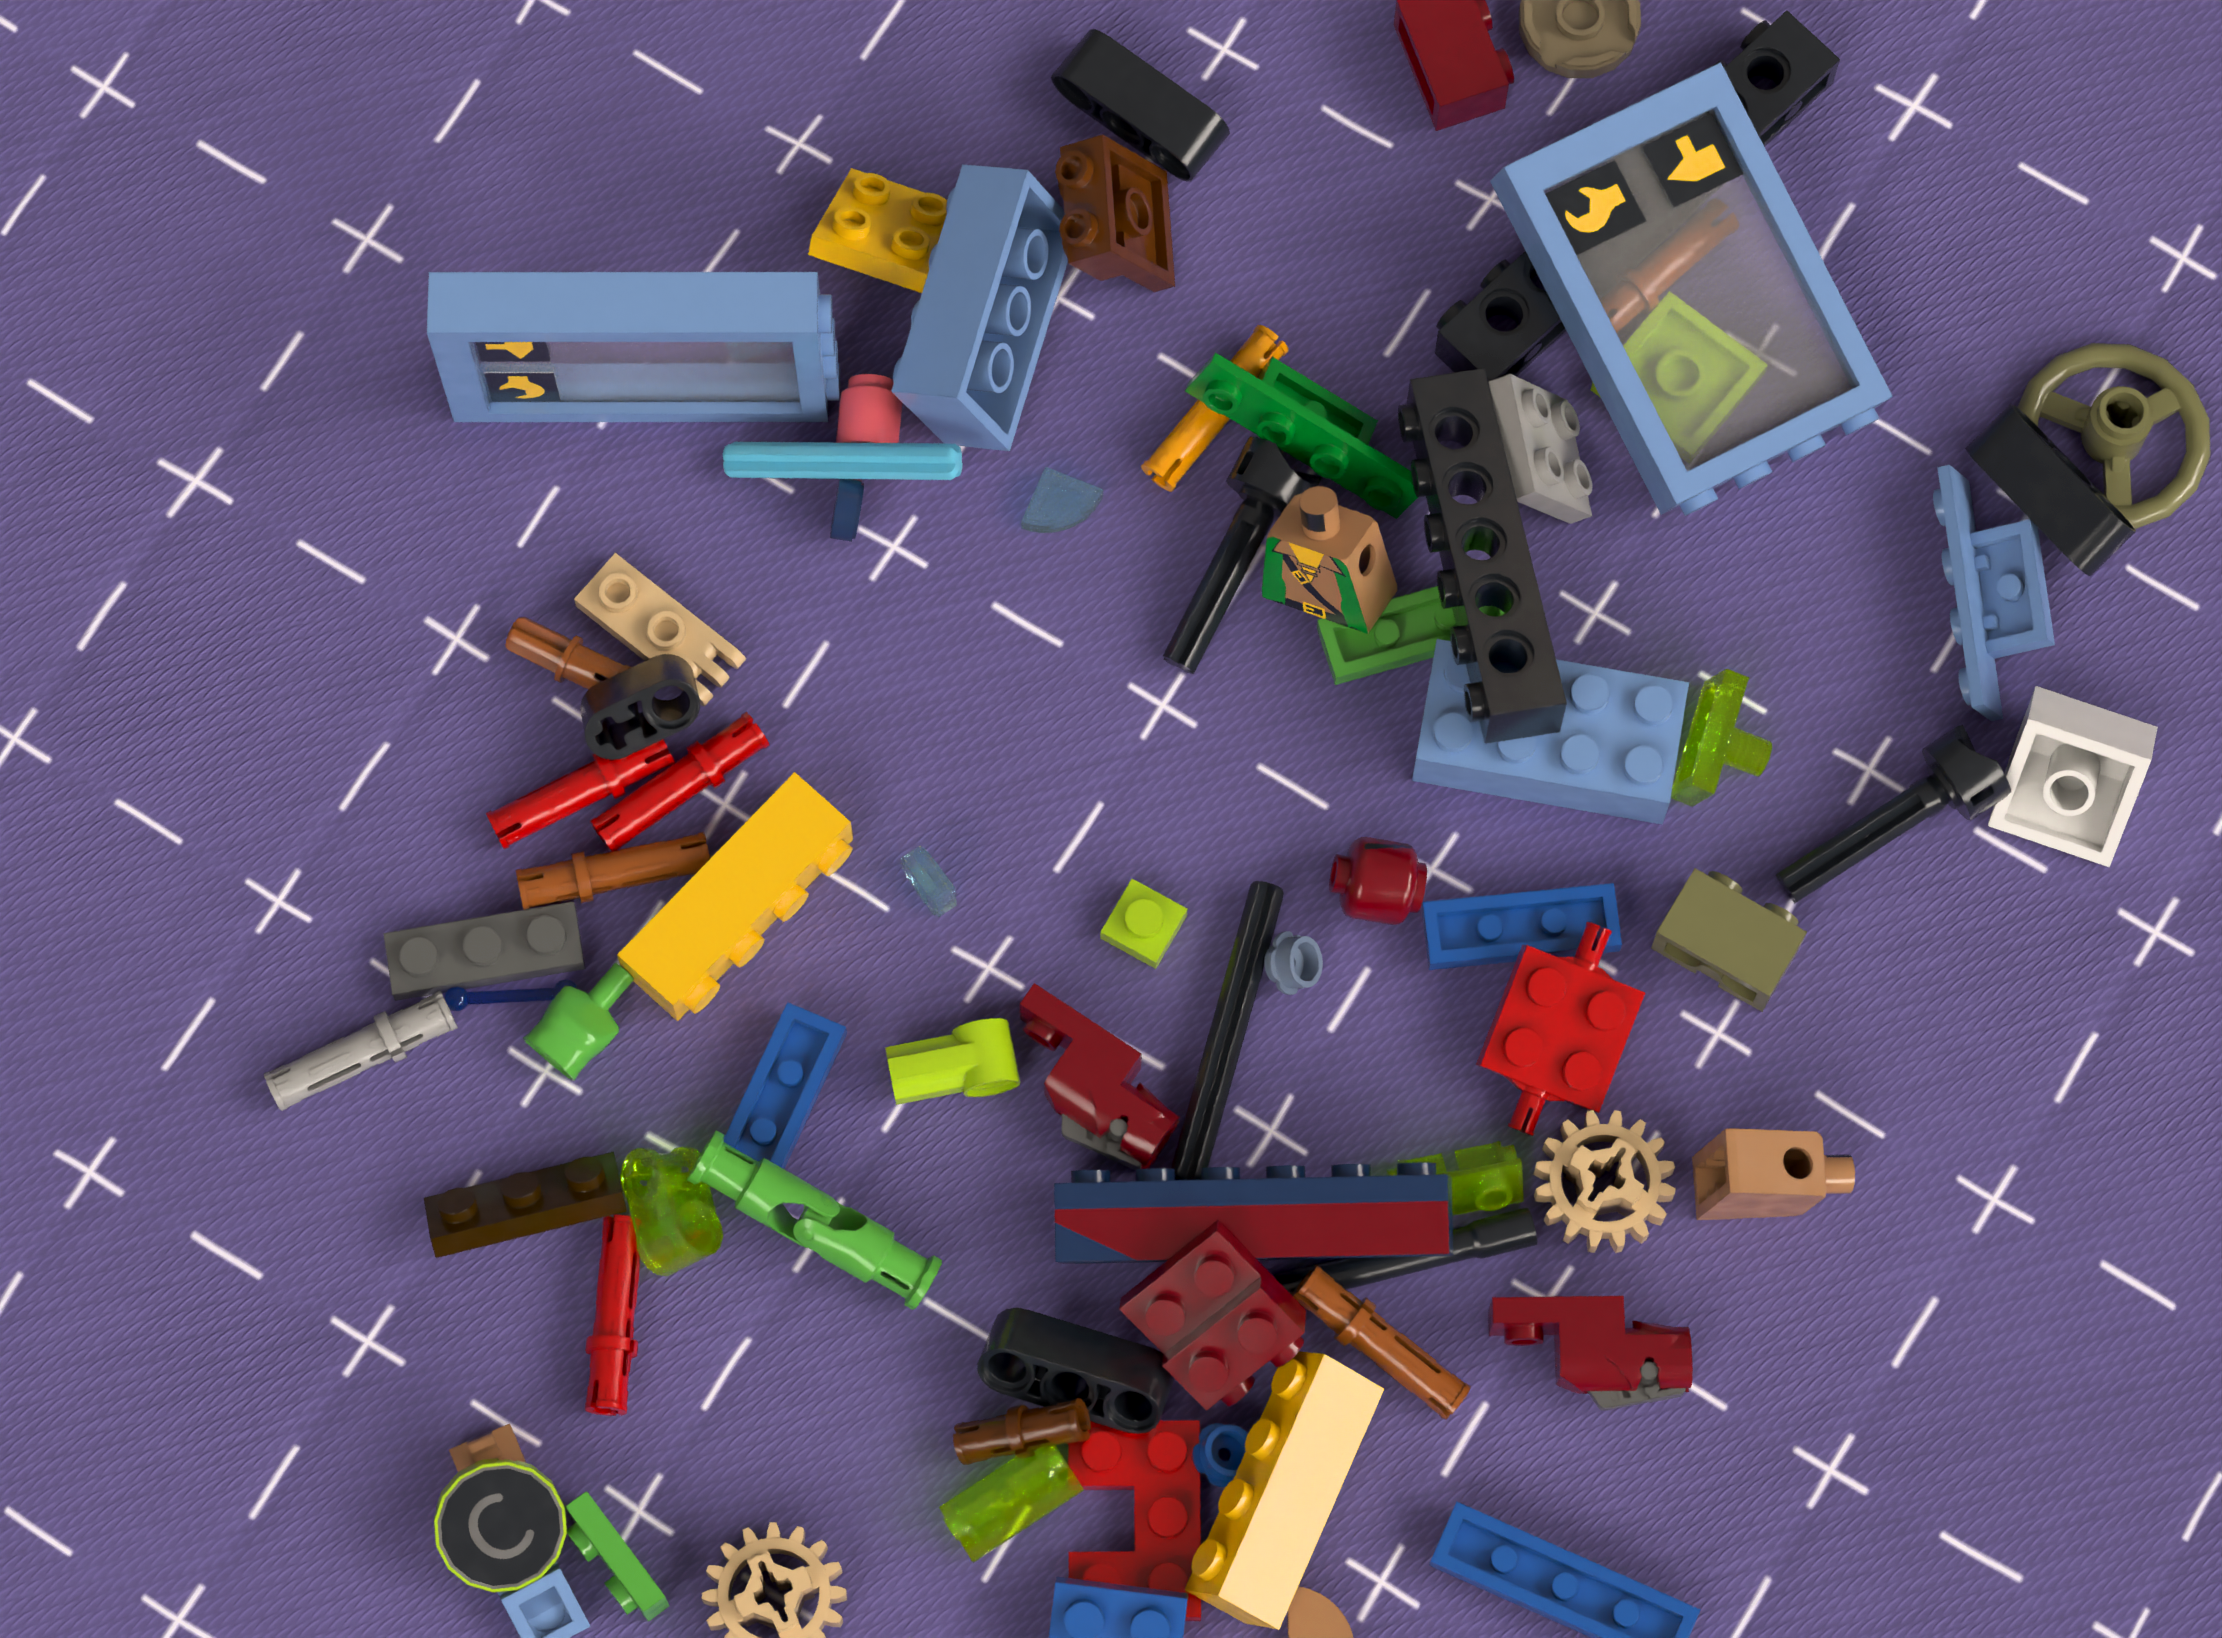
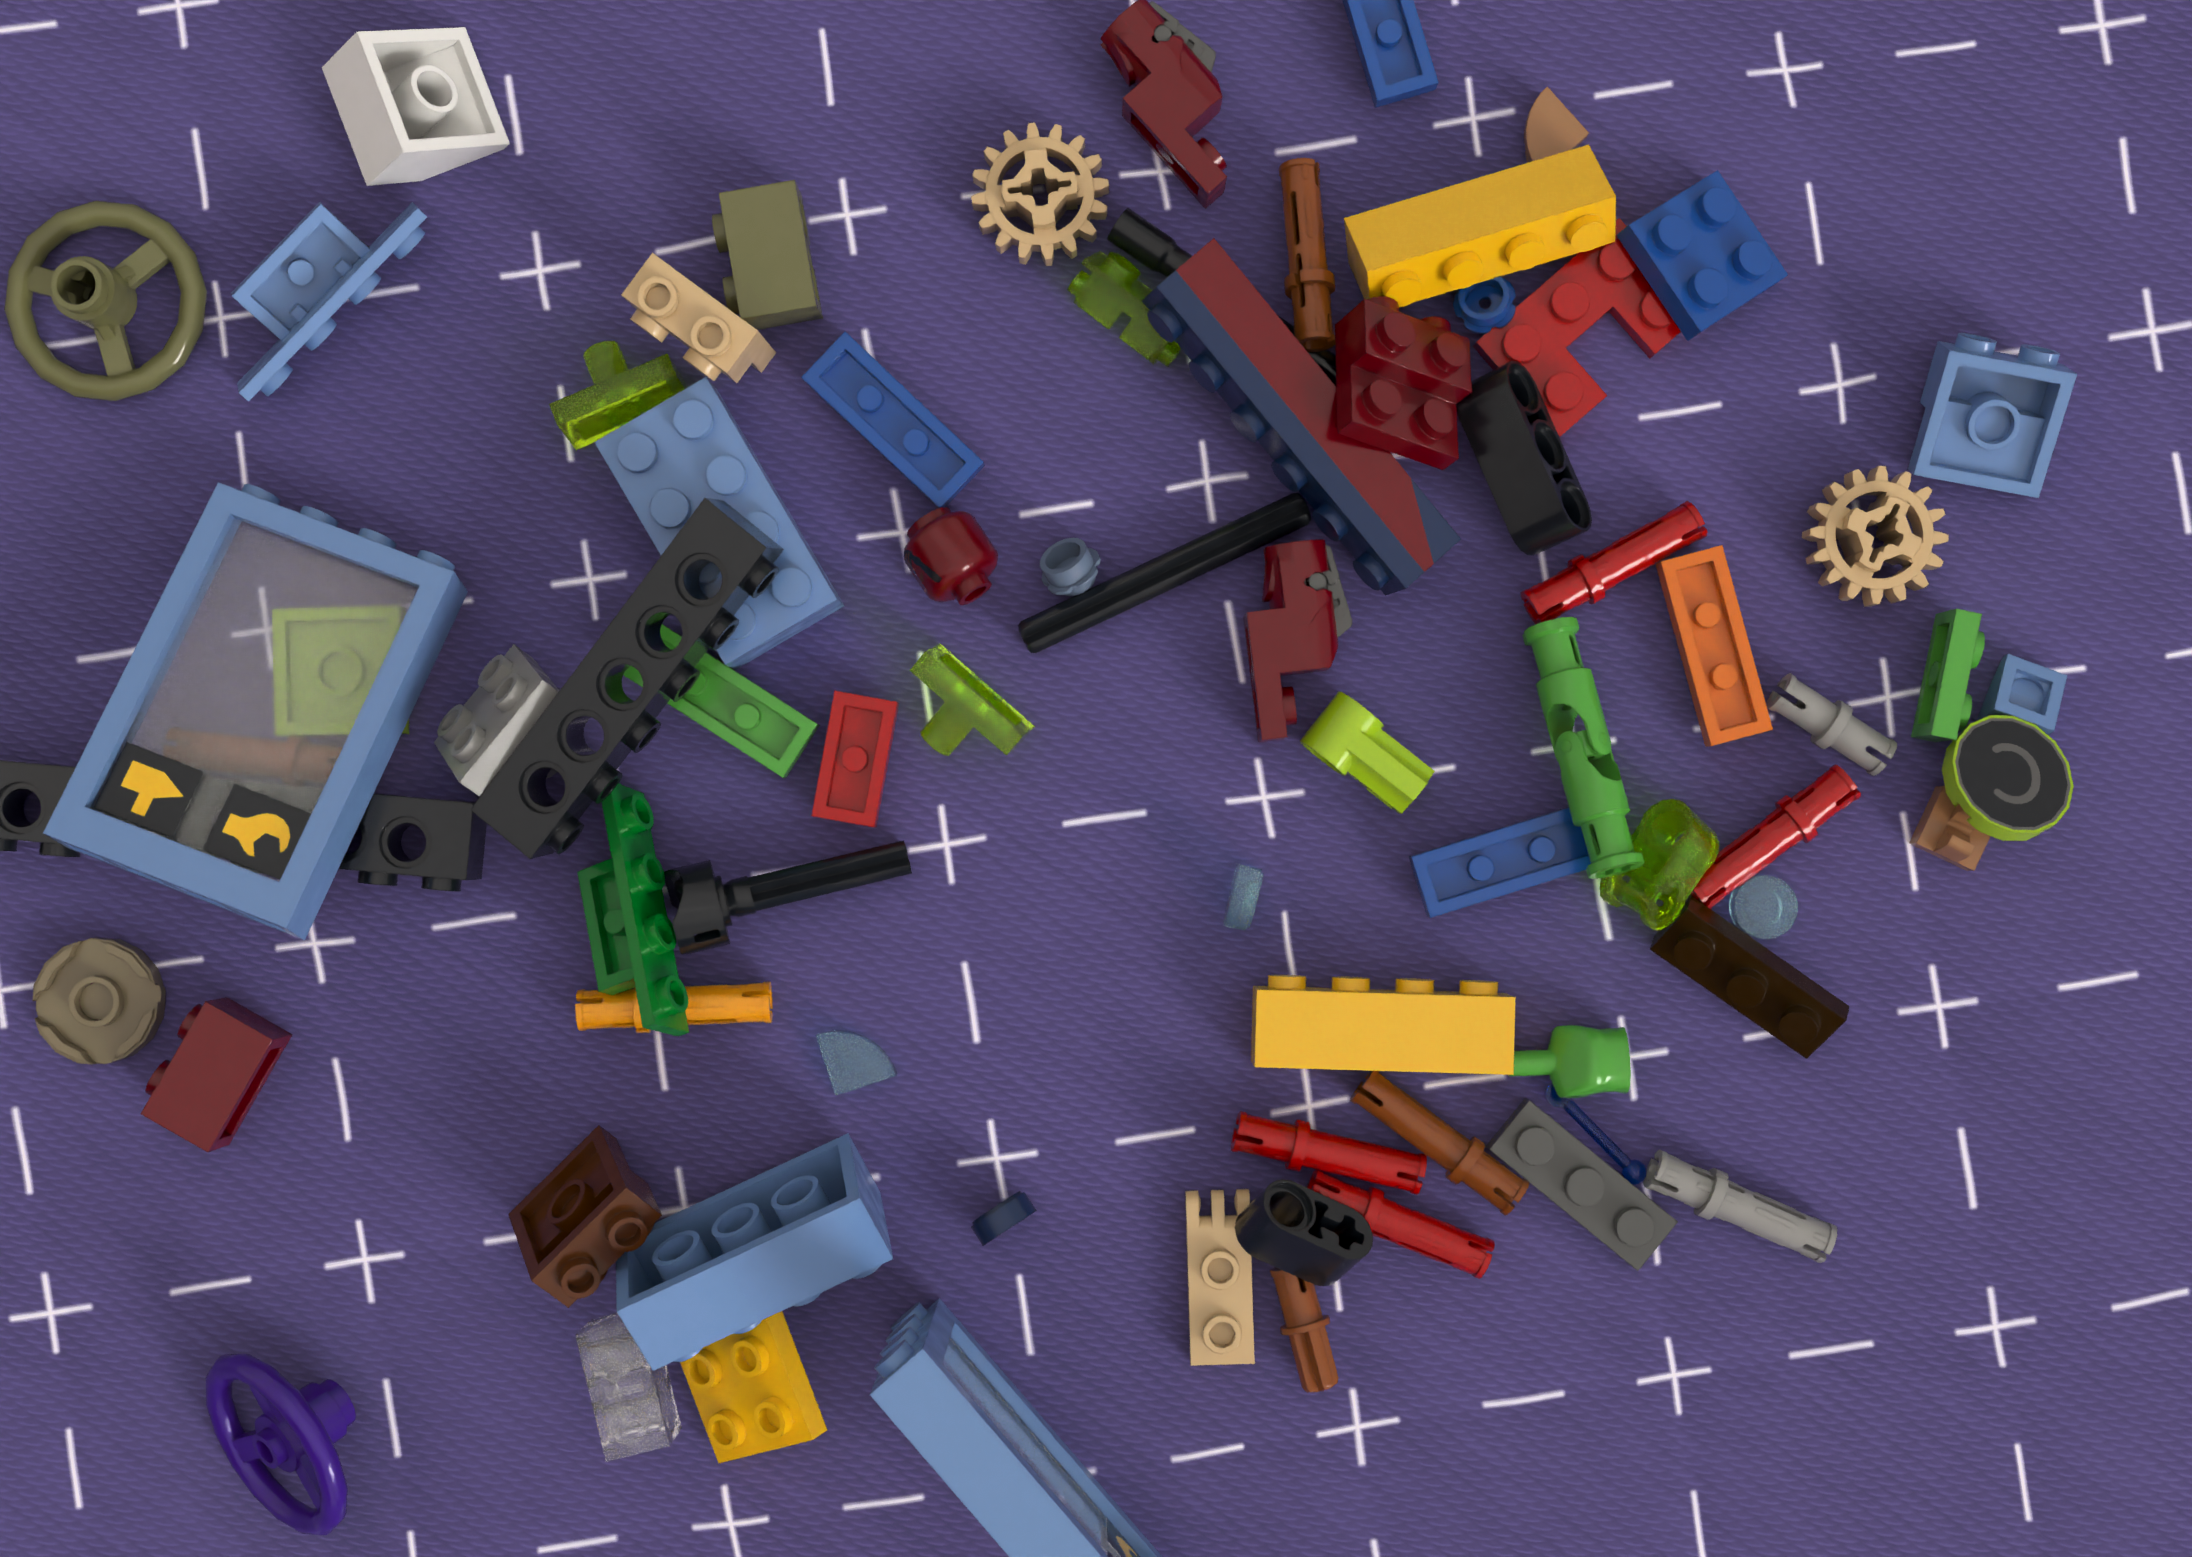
camera: 130 degrees left, 15 degrees up
(566, 1267) = (1763, 907): none -> clear light blue tile
(659, 1437) = (1831, 724): none -> light grey pin
(800, 1399) = (1714, 646): none -> orange plate
(843, 460) = (970, 1252): medium azure axle -> none
(869, 411) = (920, 1263): coral brick -> none
(934, 1368) = (1591, 576): none -> red pin
(947, 134) = (628, 1398): none -> clear brick
(1010, 1500) = (1654, 429): clear neon green hinge -> none
(1021, 1431) = (1602, 458): reddish brown pin -> none
(1140, 105) = (470, 1281): black beam -> none
(1143, 923) = (1132, 708): lime plate -> none
(1254, 800) = (966, 706): none -> clear neon green tile
(1285, 686) = (855, 759): none -> red plate
(1328, 561) = (733, 801): medium nougat torso -> none
(1560, 1028) = (950, 323): red plate -> none
(1717, 831) = (712, 332): none -> tan plate
(1766, 1174) = (936, 73): medium nougat torso -> none
(1954, 779) = (497, 188): black piece -> none
(2050, 489) = (192, 303): black beam -> none

